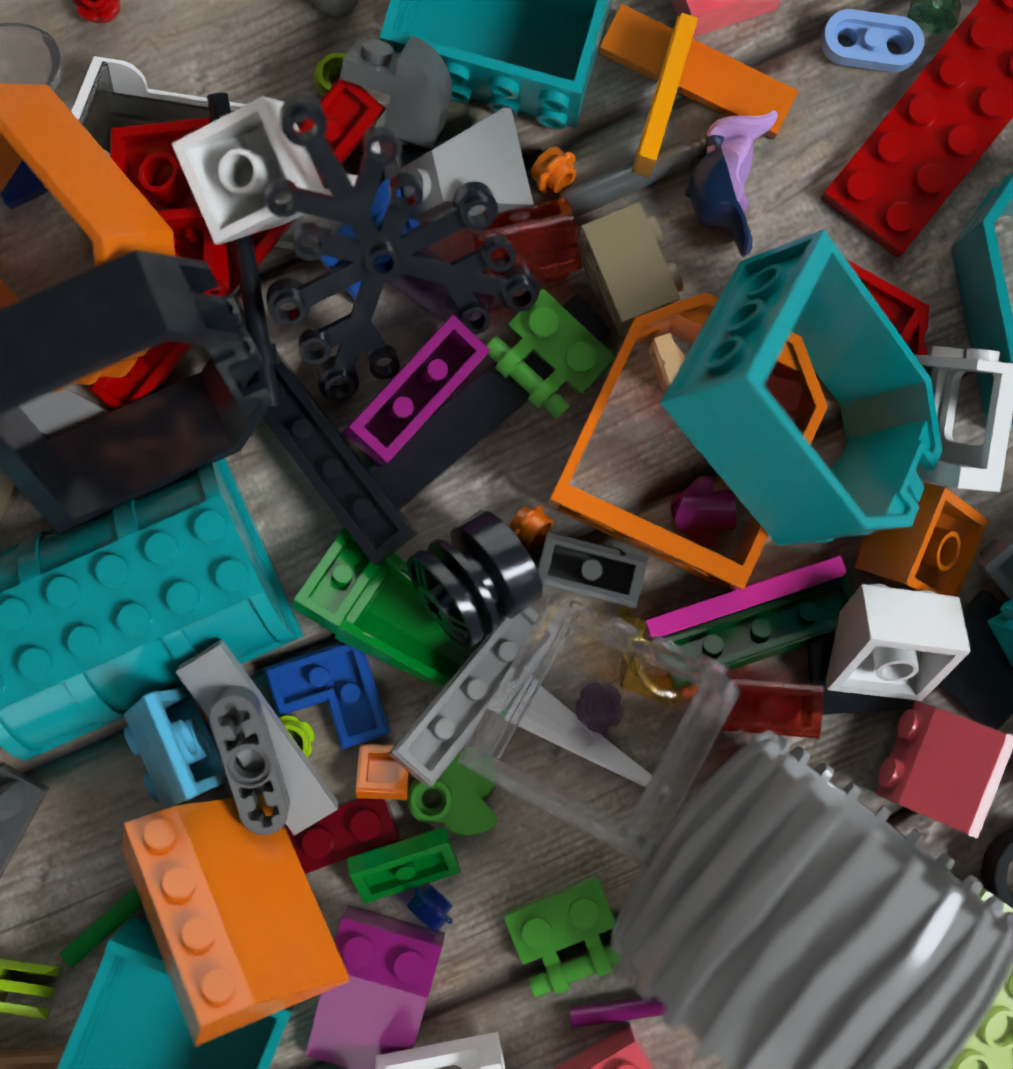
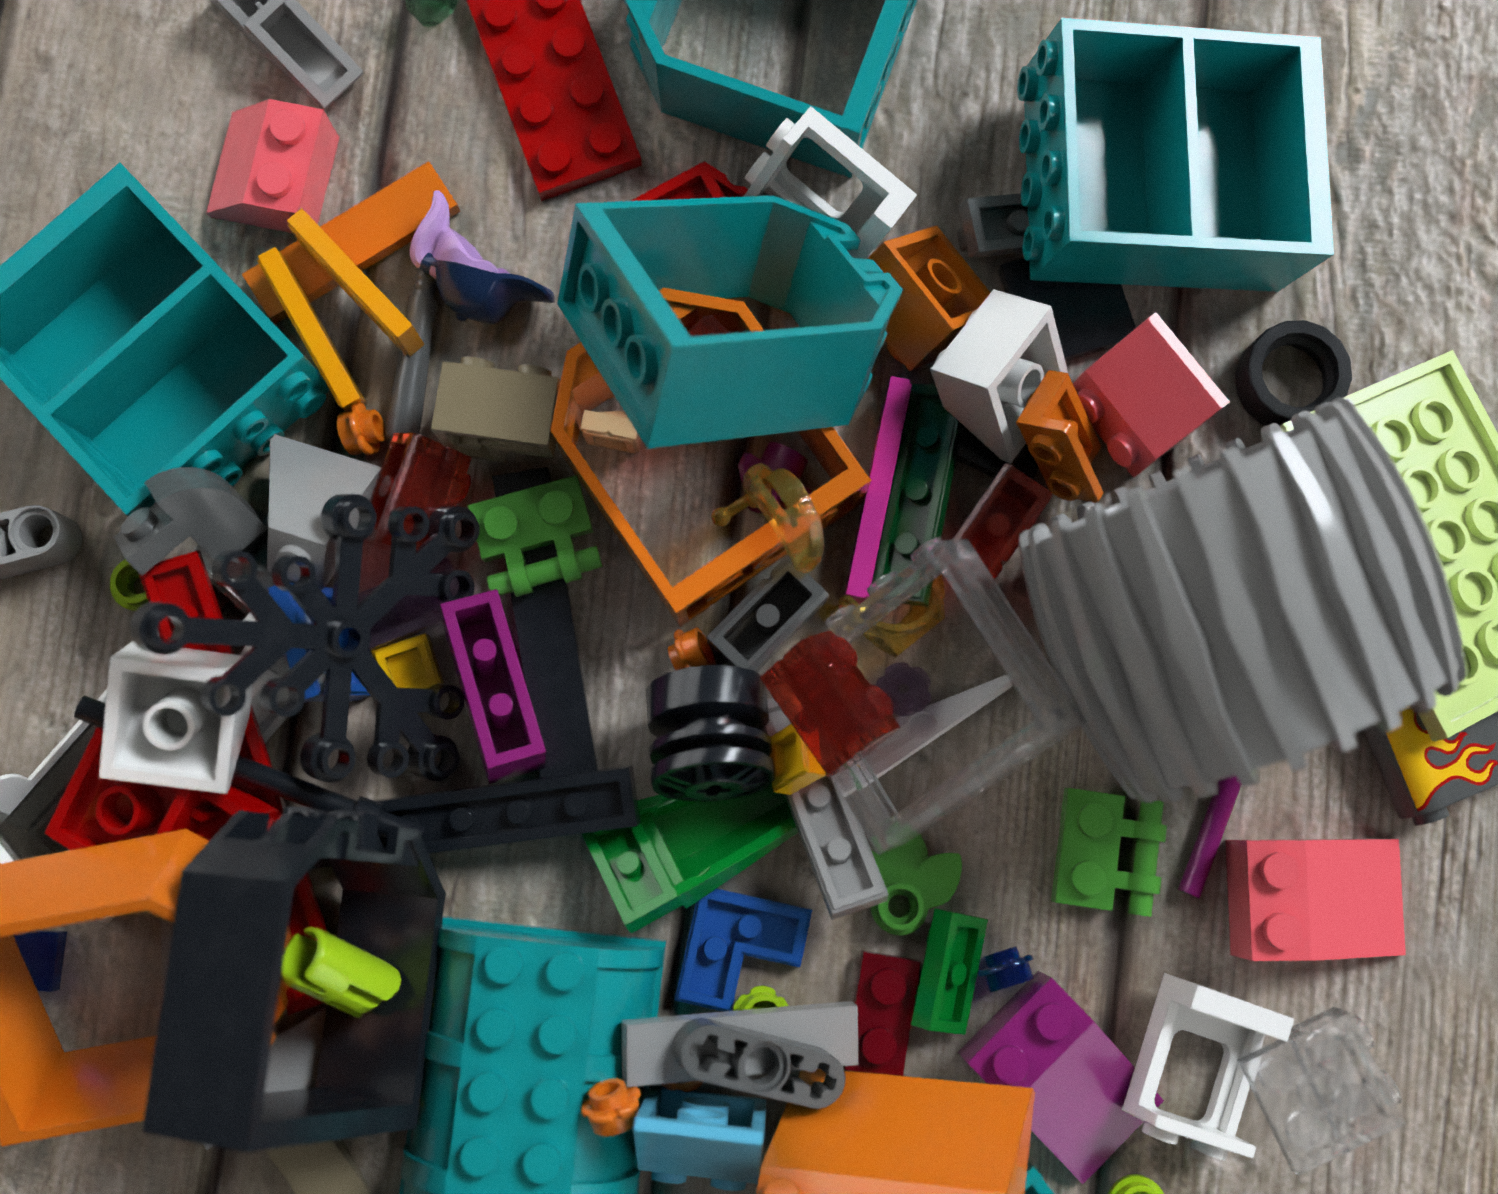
camera: 65 degrees left, 5 degrees down
(135, 407) = (338, 972): none -> lime arm
(153, 669) = (611, 1107): none -> orange plate
(380, 774) = (846, 942): orange tile -> none
(397, 318) = (410, 662): none -> yellow tile
(496, 655) = (792, 762): none -> yellow tile
(551, 657) = (831, 701): none -> clear red brick
(608, 83) = (310, 329): none -> light orange tile
(670, 552) = (796, 527): none -> clear yellow helmet
(870, 37) = (419, 68): light blue plate -> none
(870, 719) = (1061, 438): none -> orange bracket

